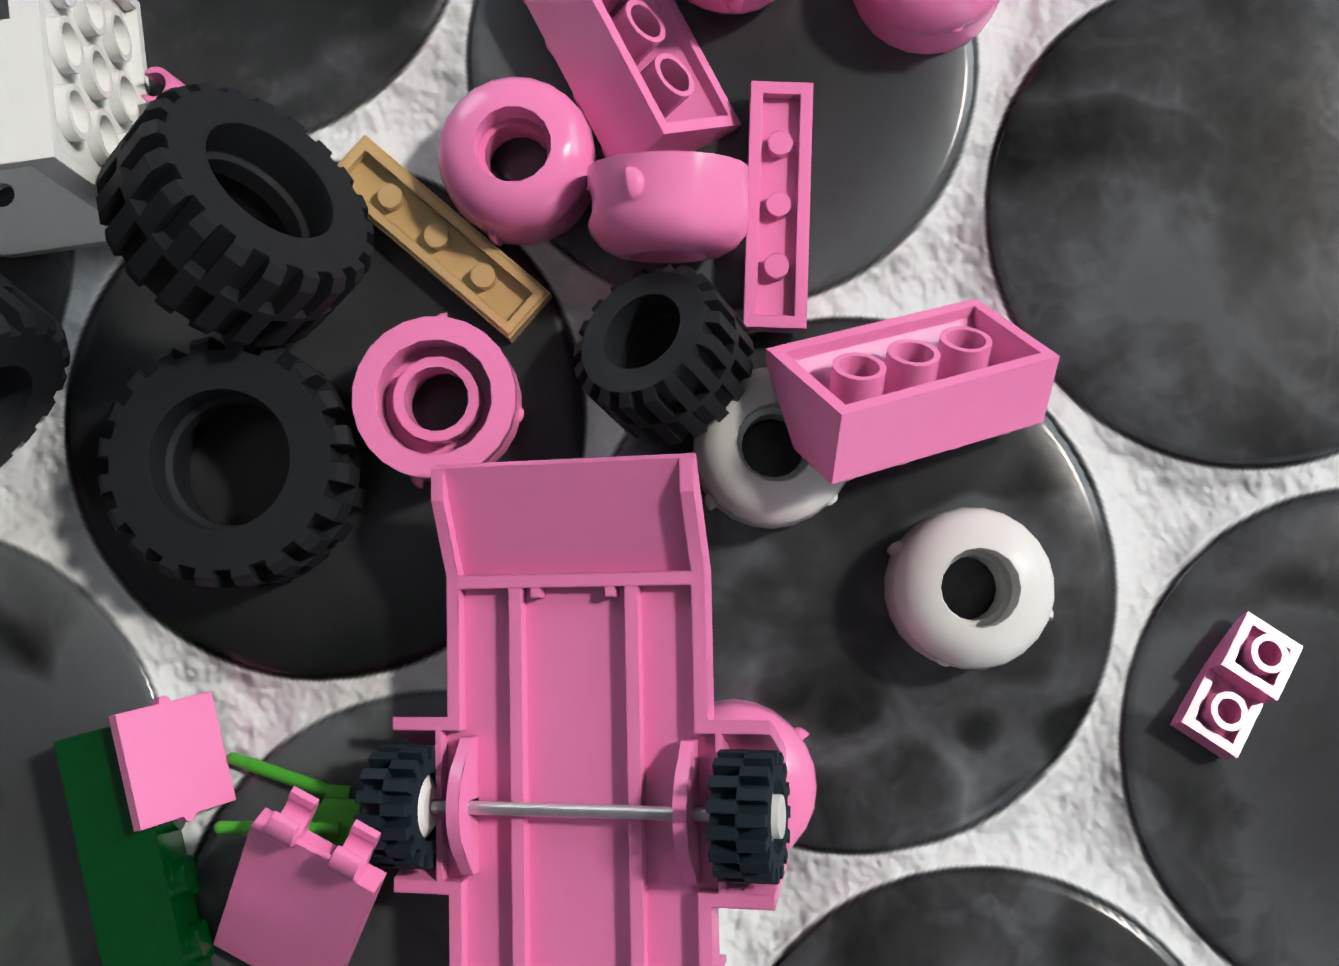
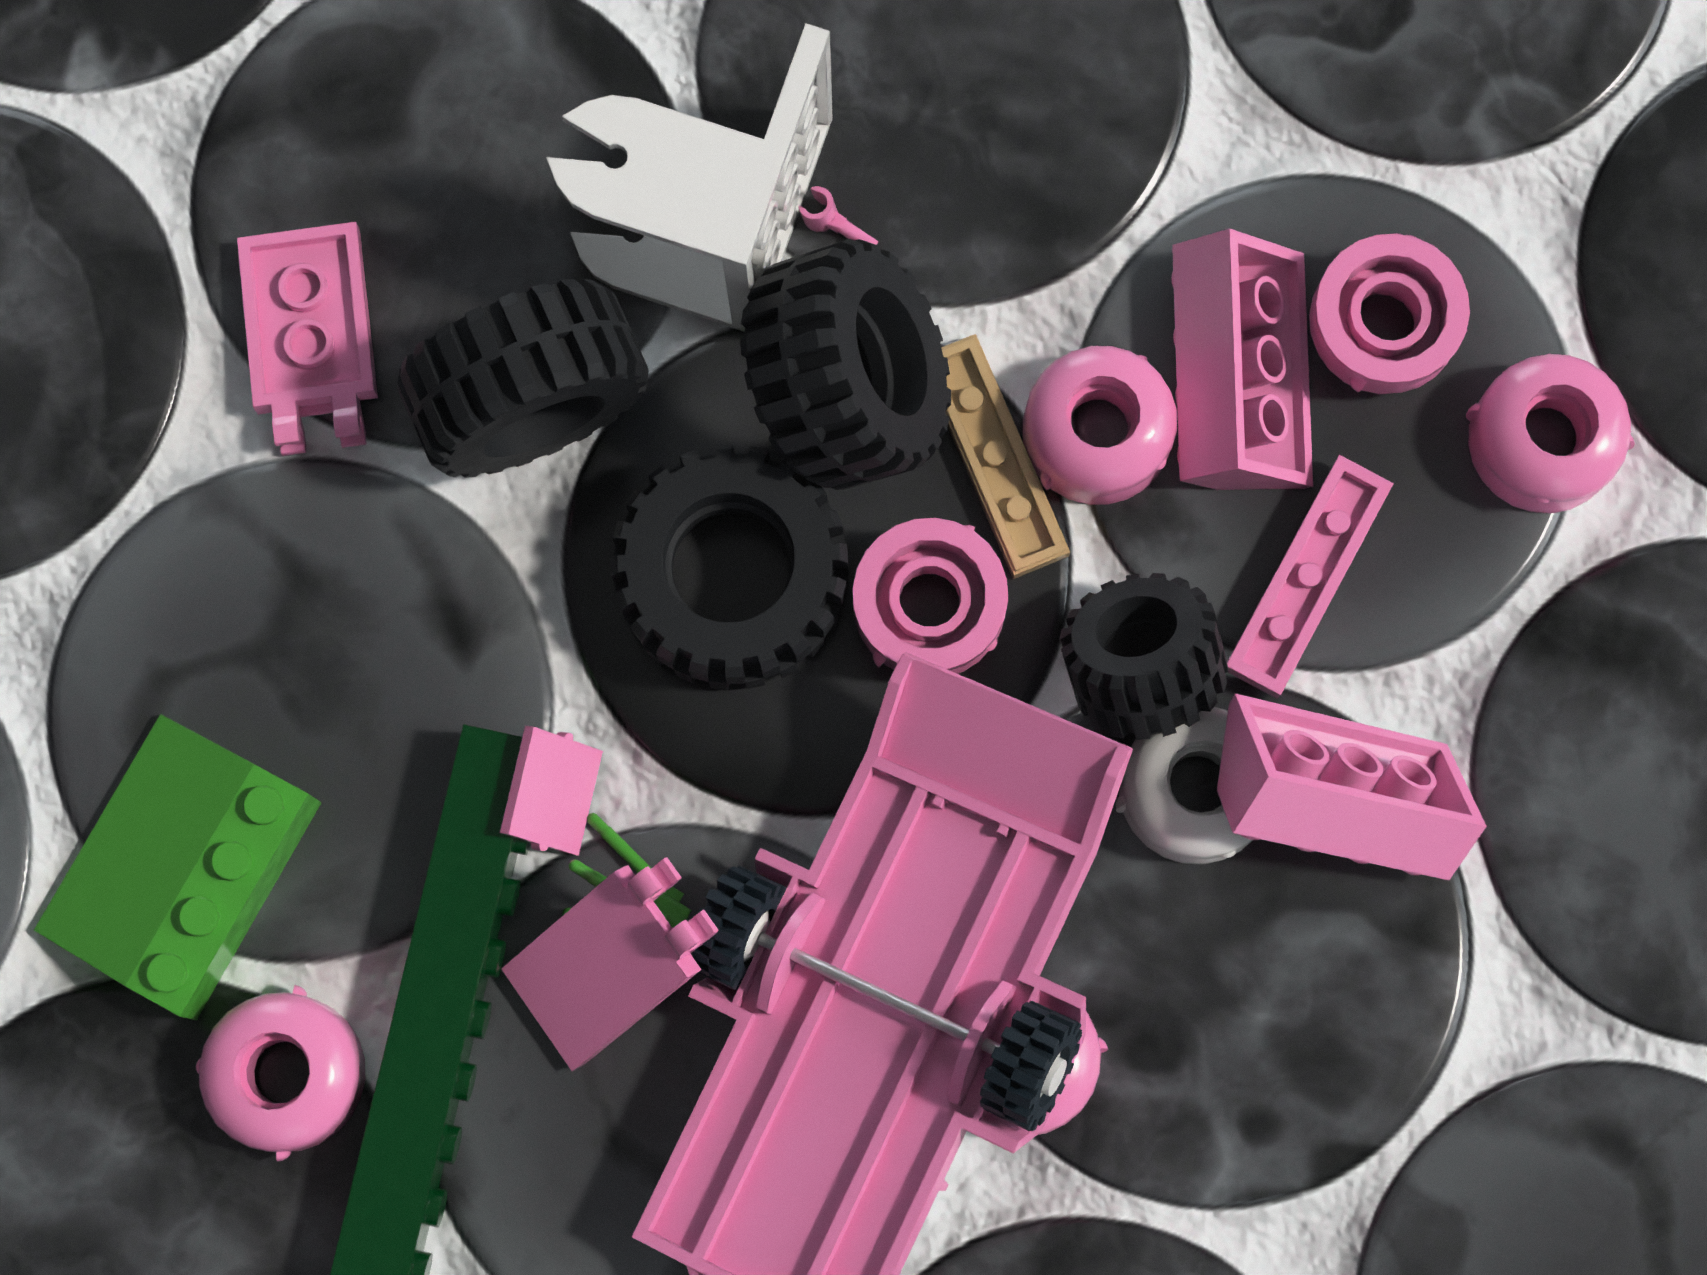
camera: 25 degrees right, 5 degrees down
(668, 205) = (1211, 532): bright pink piece -> none
(1021, 580) = (1260, 1003): white piece -> none
(1234, 684) = (1509, 1201): bright pink slope -> none

